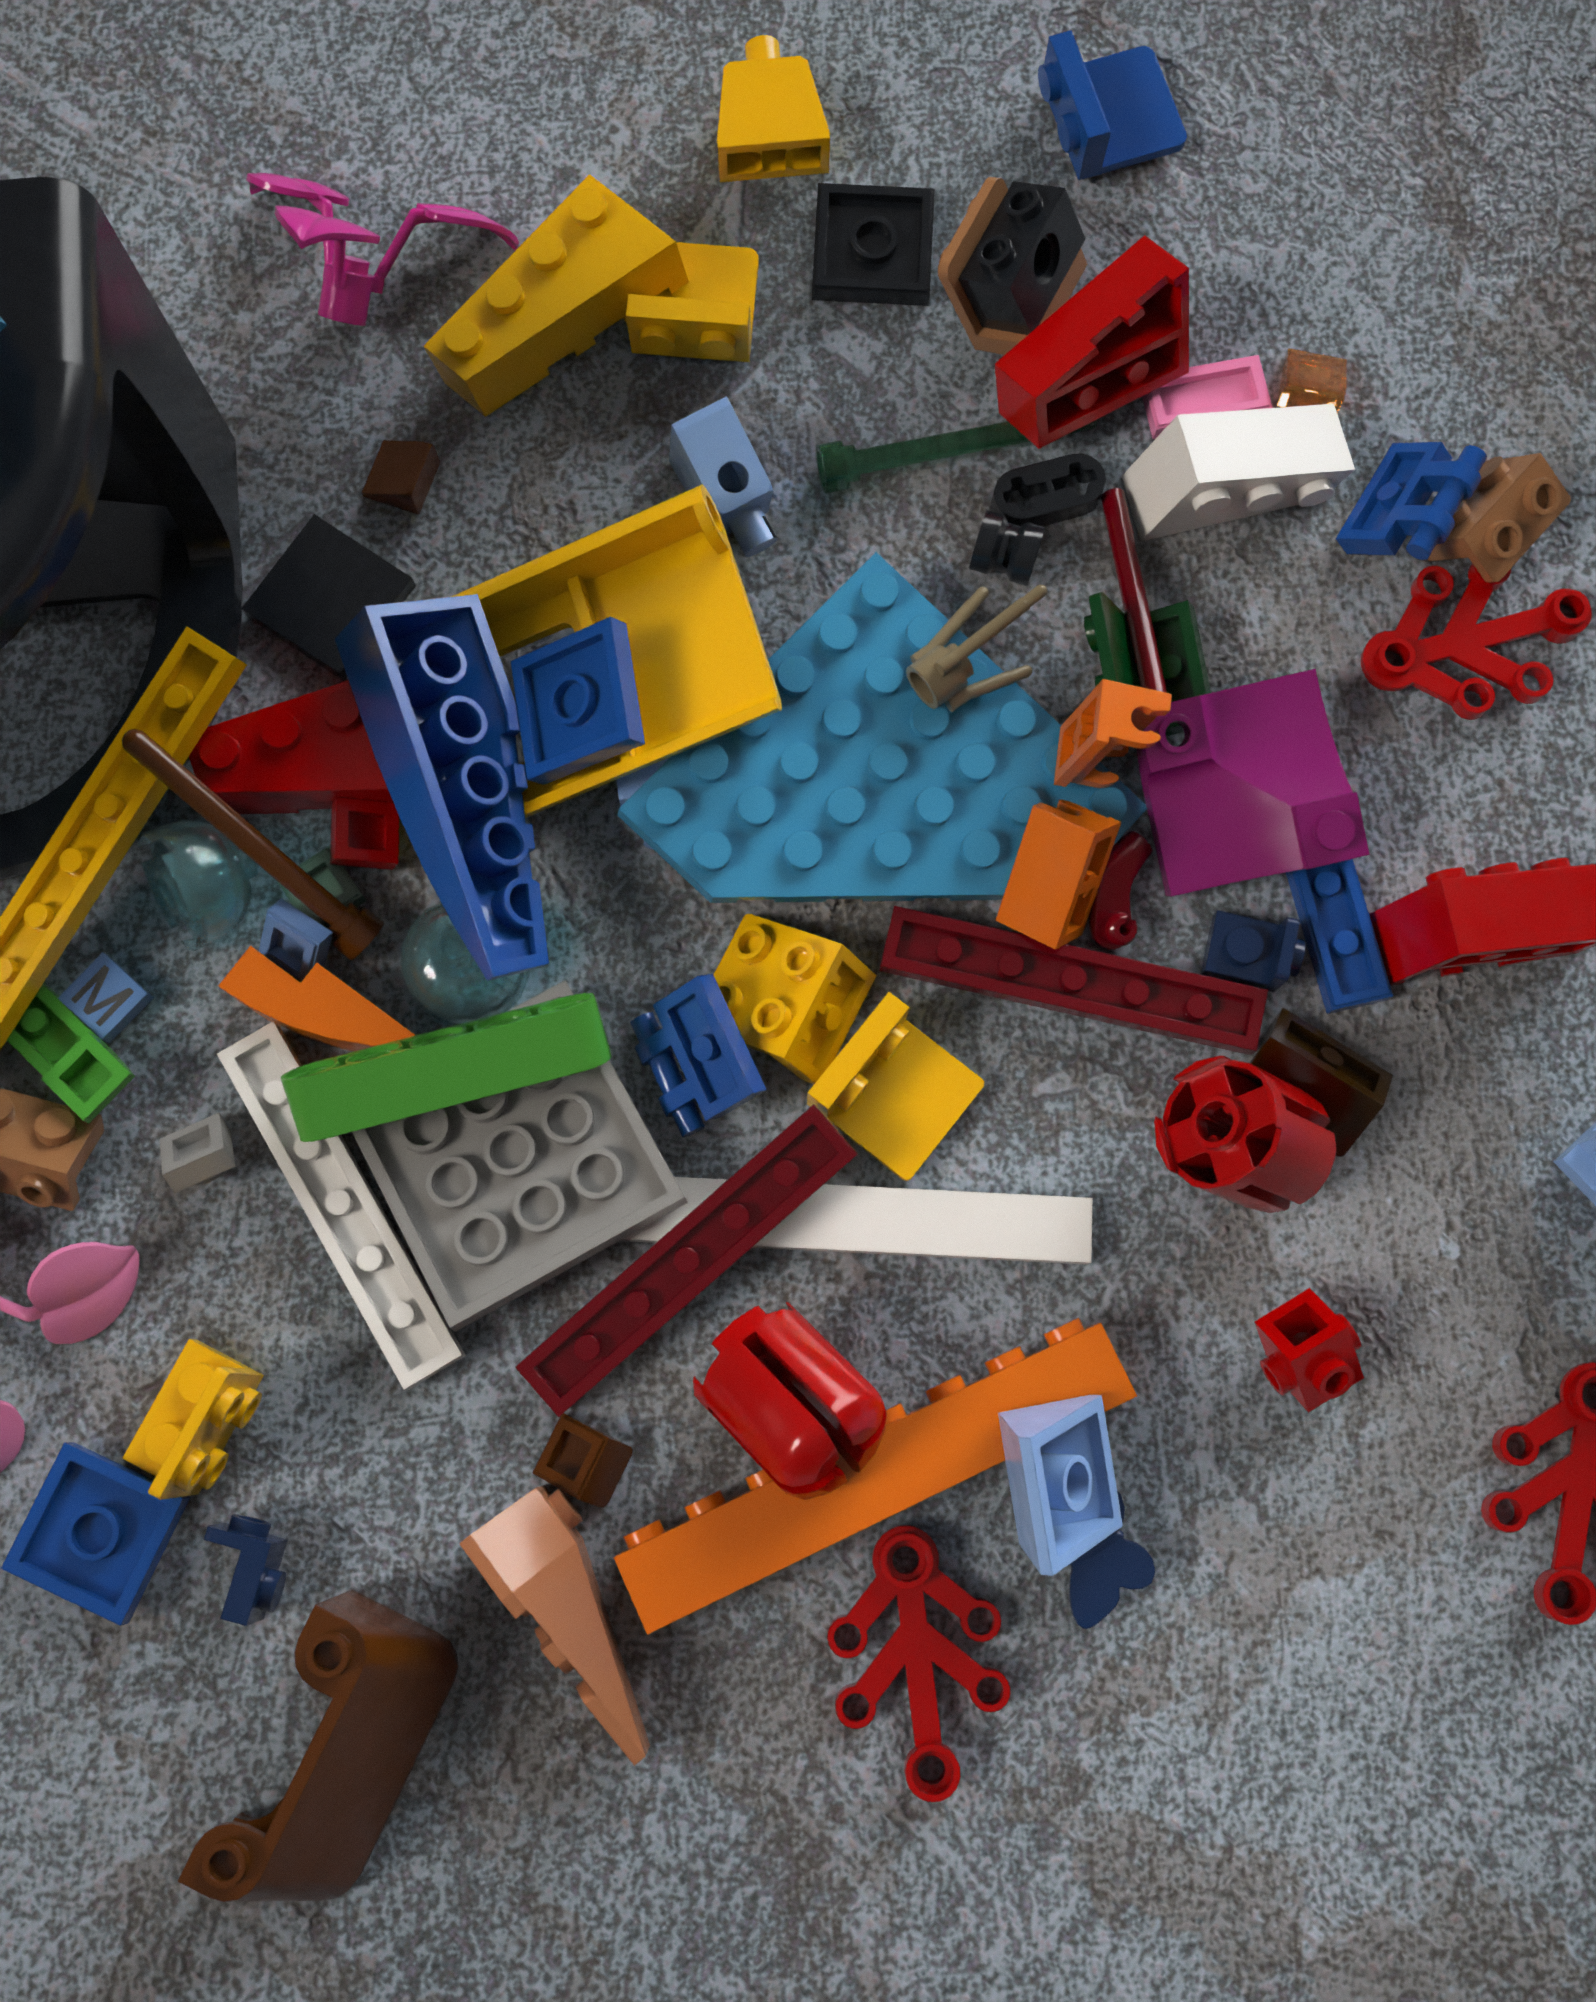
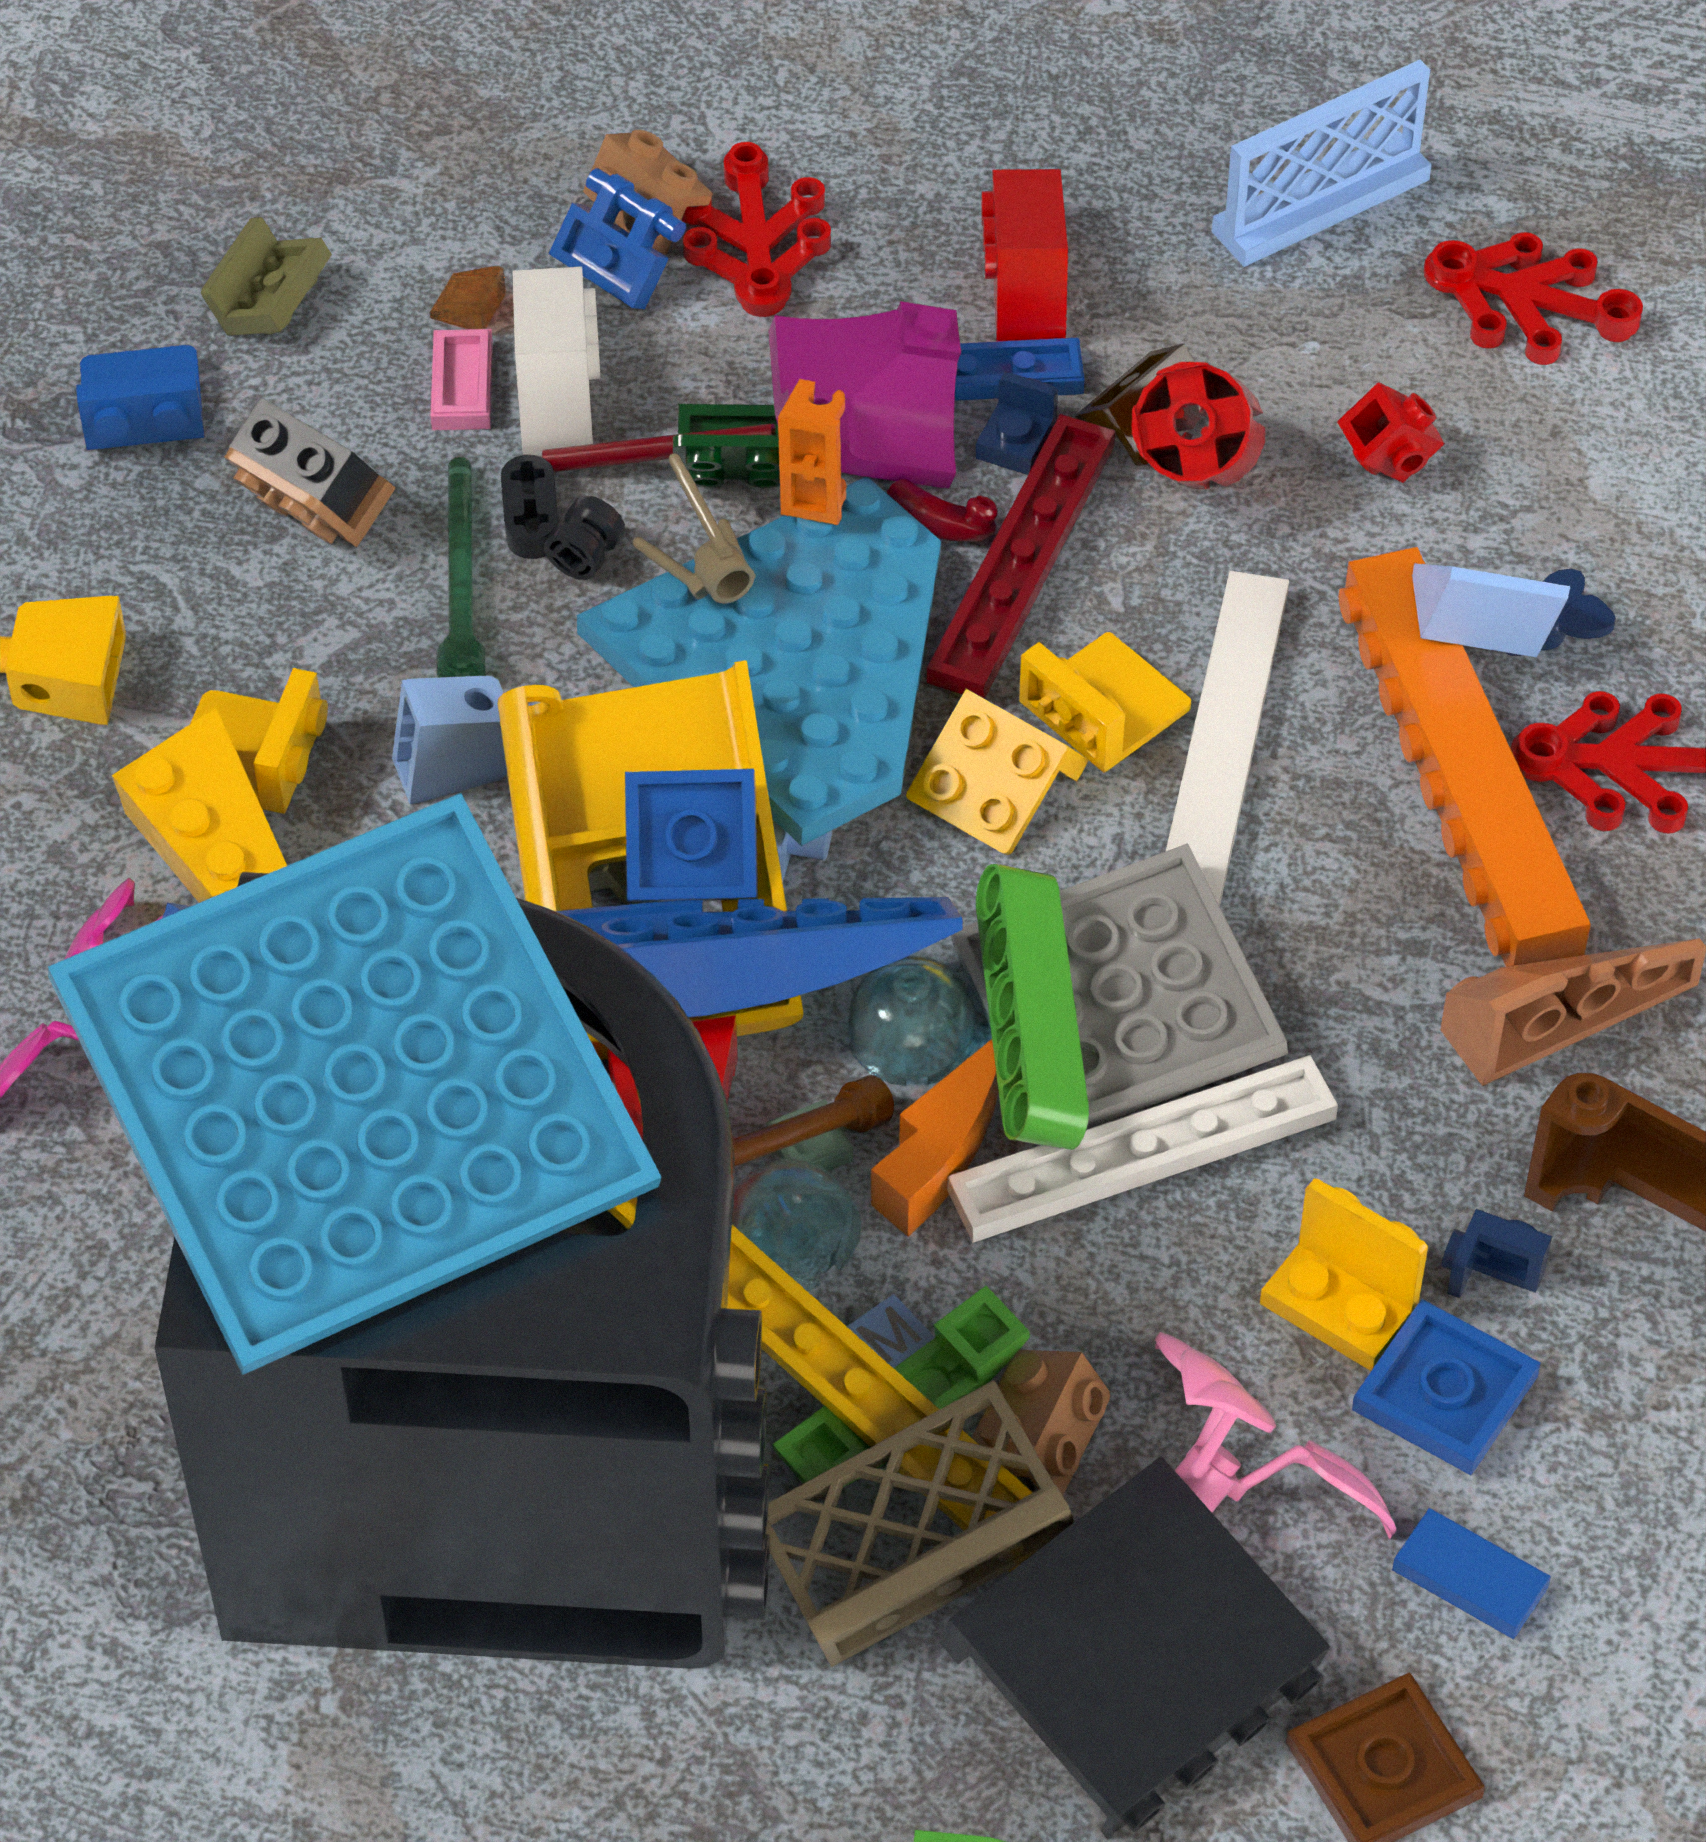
camera: 80 degrees left, 25 degrees down
(197, 1153) = (1072, 1260): light grey plate -> none
(294, 939) = (859, 1149): medium blue tile -> none
(364, 834) = (762, 1084): red plate -> none
(583, 1461) = (1417, 990): reddish brown slope -> none
(686, 1260) = (1246, 864): dark red plate -> none
(708, 1049) = (1048, 812): blue plate -> none
(792, 1401) = (1395, 772): red cylinder -> none
(873, 244) = (222, 605): black tile -> none
(1057, 872) = (928, 528): orange hinge -> none
(1100, 347) = (410, 422): red wedge -> none
(1284, 179) = (263, 280): none -> olive bracket

